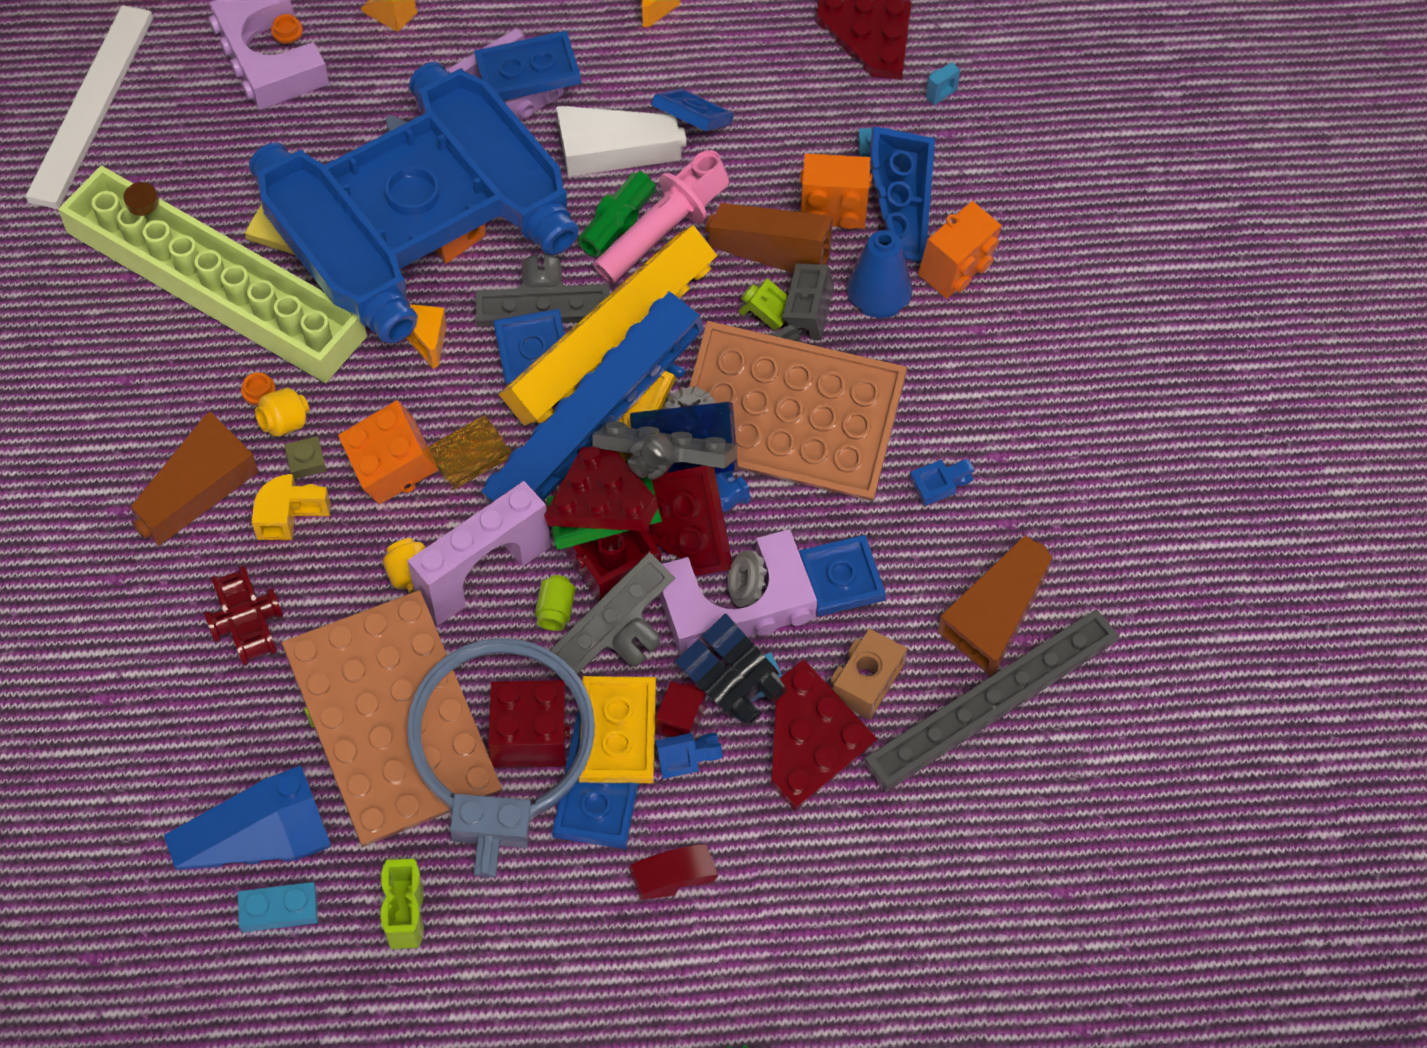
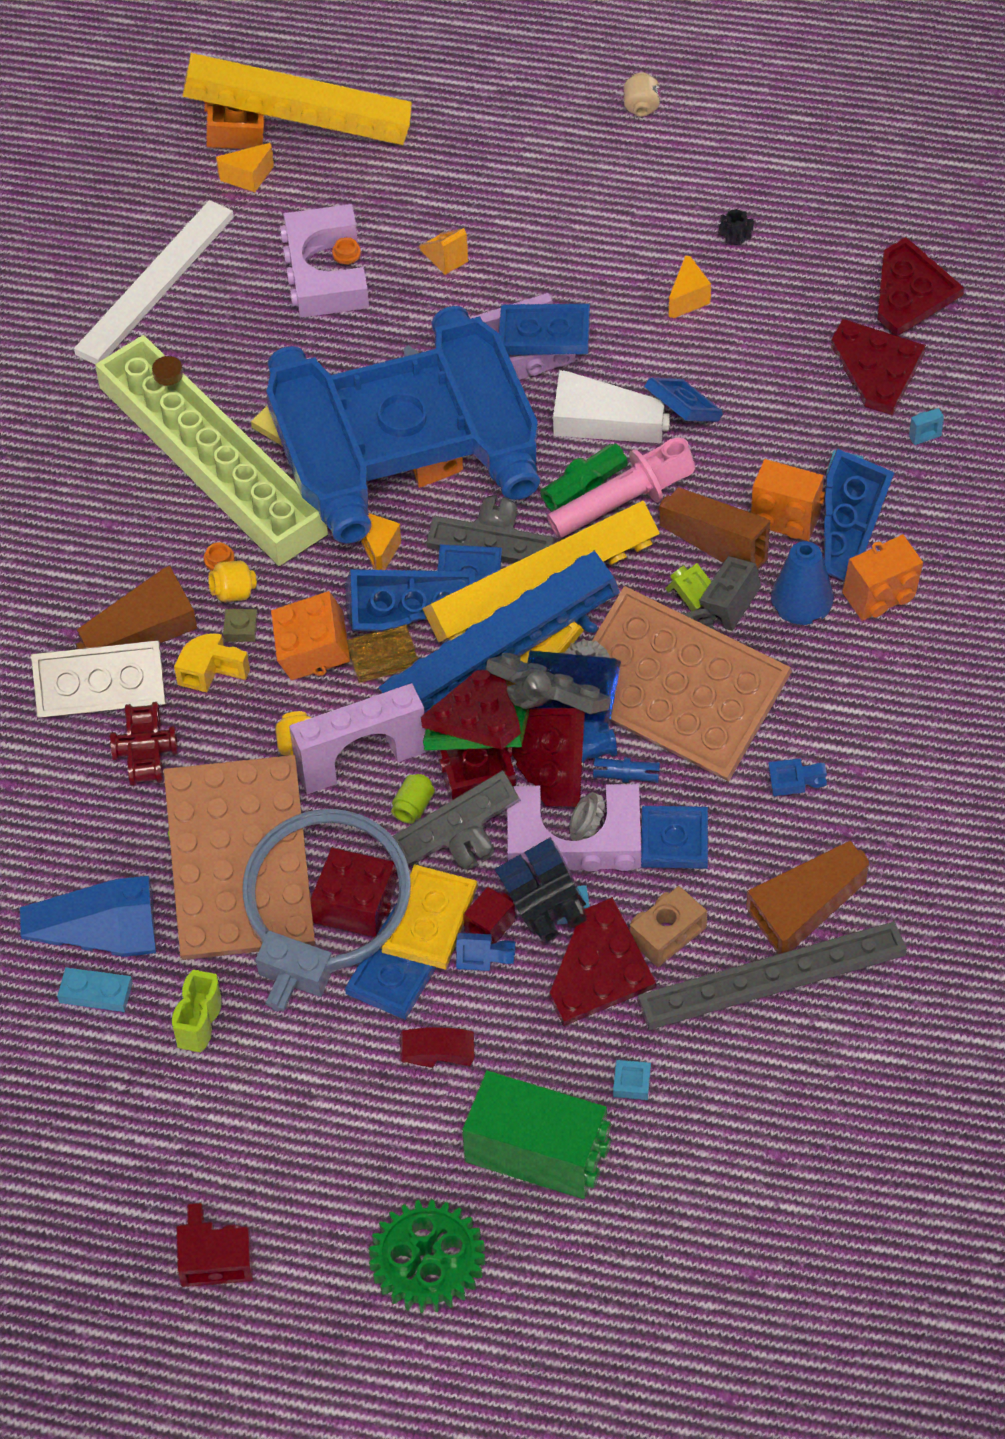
camera: 20 degrees right, 5 degrees down
(170, 556) = (98, 679): none -> plate
(464, 390) = (396, 597): none -> blue wedge
(767, 515) = (626, 770): none -> blue pin
(818, 944) = (536, 1135): none -> green brick
(889, 852) = (632, 1079): none -> dark azure plate

